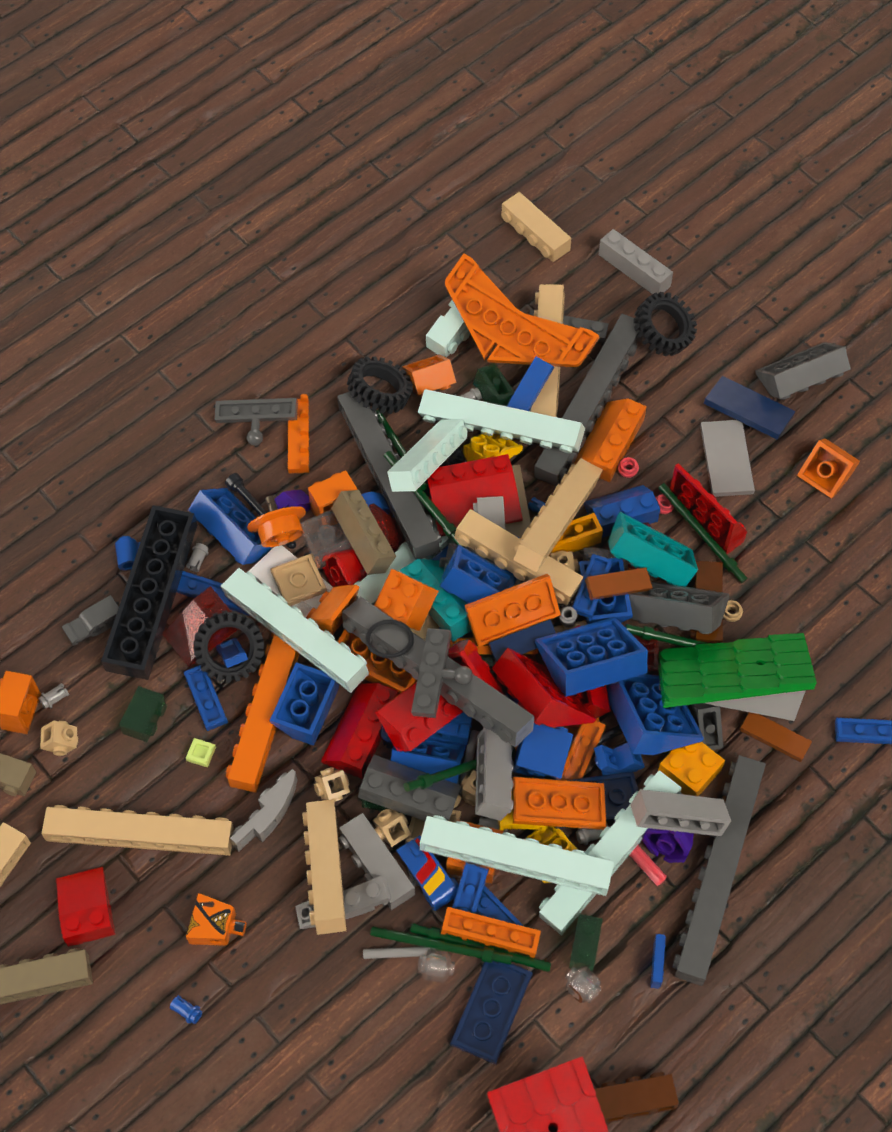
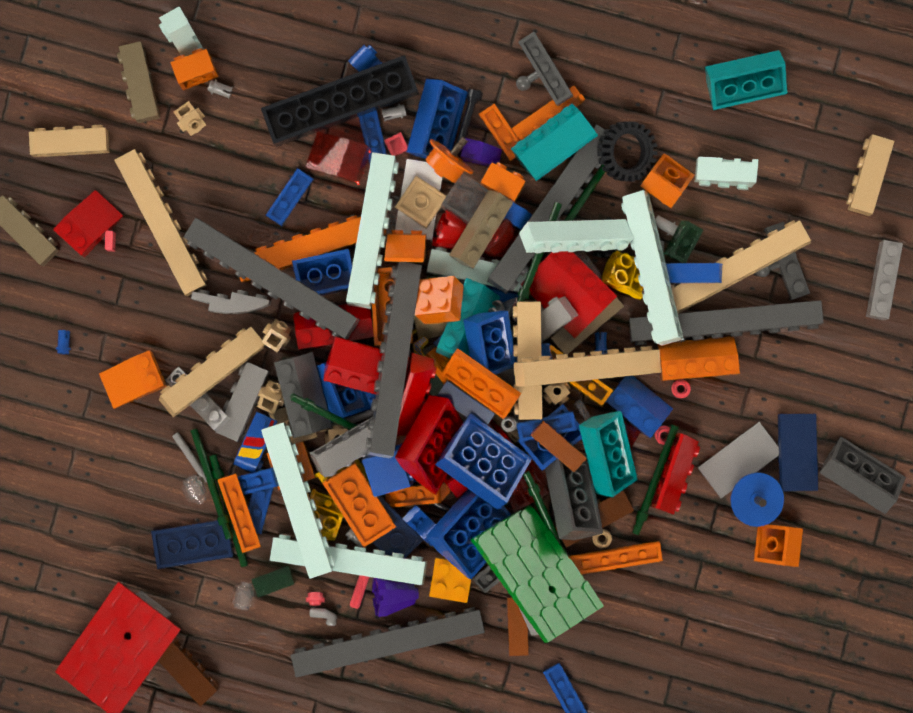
camera: 60 degrees right, 25 degrees up
(92, 621) = (293, 74): dark grey piece -> none
(118, 893) = (110, 241): none -> coral tile
(142, 714) = (246, 164): clear green brick -> none
(200, 752) = (246, 223): yellowish green tile -> none
(213, 922) = (131, 320): orange torso -> none
(219, 621) = (343, 178): black tyre -> none
(226, 570) = (396, 144): none -> coral tile
(231, 652) = (331, 194): blue tile -> none
(271, 747) = (271, 278): none -> dark grey brick
(276, 960) = (132, 379): none -> orange slope
(284, 480) = (500, 130): none -> orange tile
(327, 436) = (554, 142): none -> teal slope
(385, 270) = (746, 80): none -> teal slope
(392, 655) = (397, 294): black tyre -> none
(433, 671) = (383, 363): dark grey plate -> none
(518, 335) = (738, 210): orange wing -> none
(630, 913) = (315, 598): none -> coral plate
(651, 914) = (323, 613): none -> light grey arm
(658, 961) = (292, 637): blue tile -> none
(677, 311) = (843, 358): black tyre -> none
(680, 812) = (398, 596): light grey brick -> none
(761, 602) = (618, 557): none -> orange tile
(774, 456) = (757, 499): none -> blue piece

